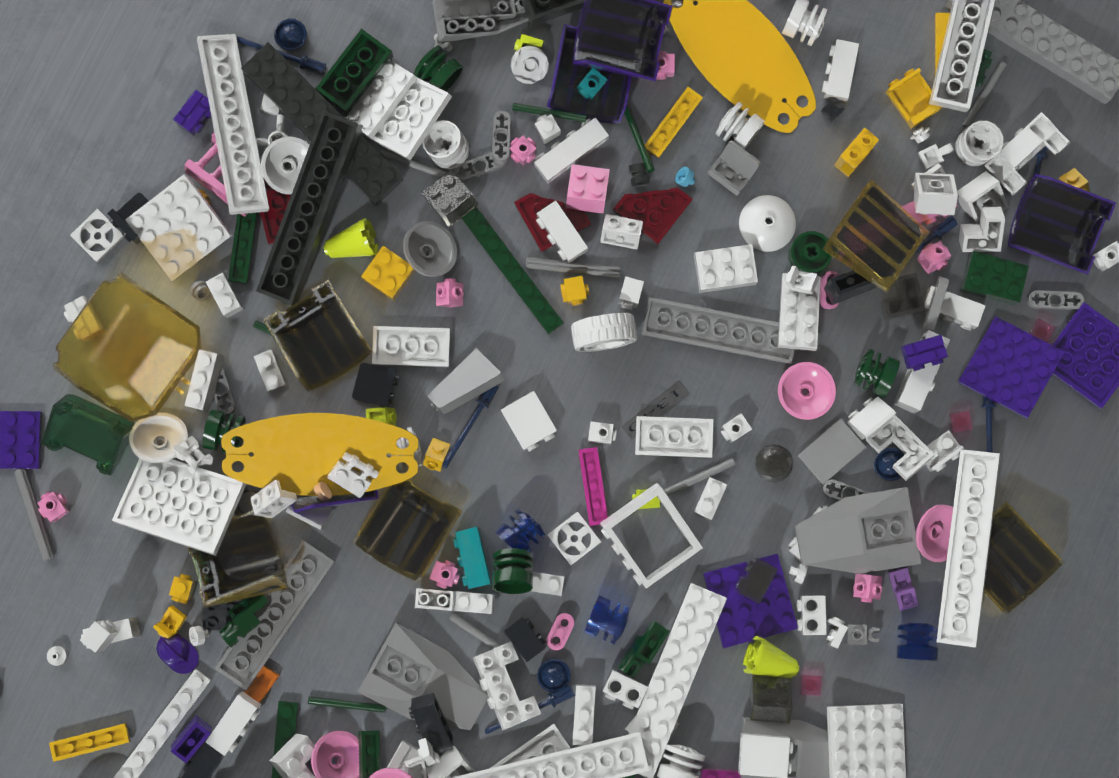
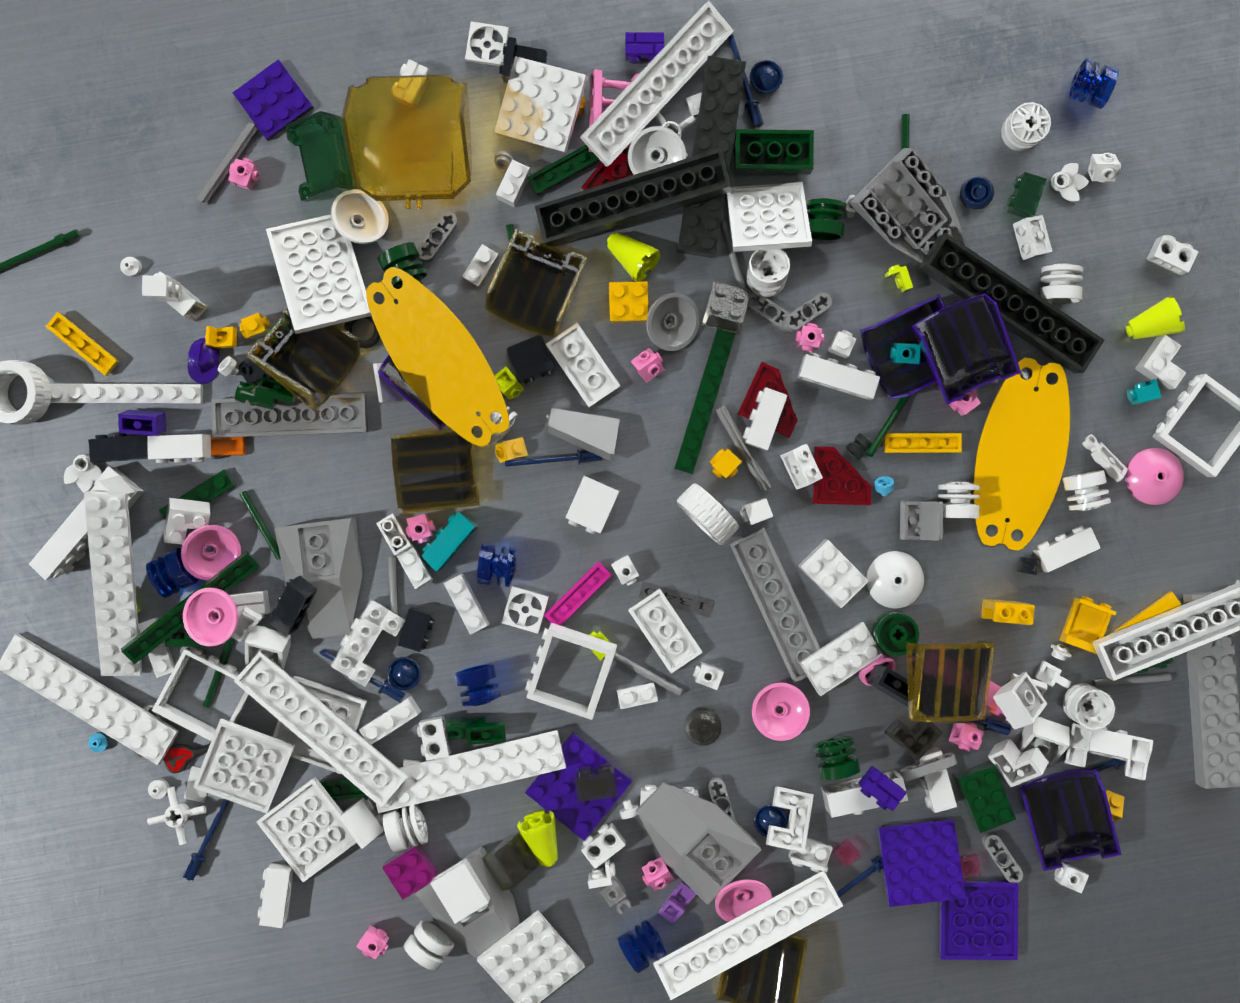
camera: 60 degrees right, 5 degrees up
(188, 448) = (366, 246): white piece -> none
(204, 380) = (432, 218): white brick -> none
(272, 500) = (373, 346): white bracket -> none
(322, 491) = (410, 382): light nougat tile -> none
(349, 478) = (436, 396): white plate -> none
(381, 98) = (768, 190): white plate -> none
(426, 753) = (266, 619): white plate -> none
(512, 571) = (459, 582): dark green wheel -> none
(529, 64) = (884, 290): white tile -> none
(545, 111) = (856, 334): dark green bar -> none
(560, 631) = (443, 653): bright pink plate -> none
(587, 188) = (816, 413): bright pink brick -> none
(801, 281) = (867, 643): white bracket -> none
(810, 685) = (546, 883): clear pink plate -> none
(831, 451) = (746, 765): light grey tile -> none
(870, 418) = (796, 778): white slope -> none

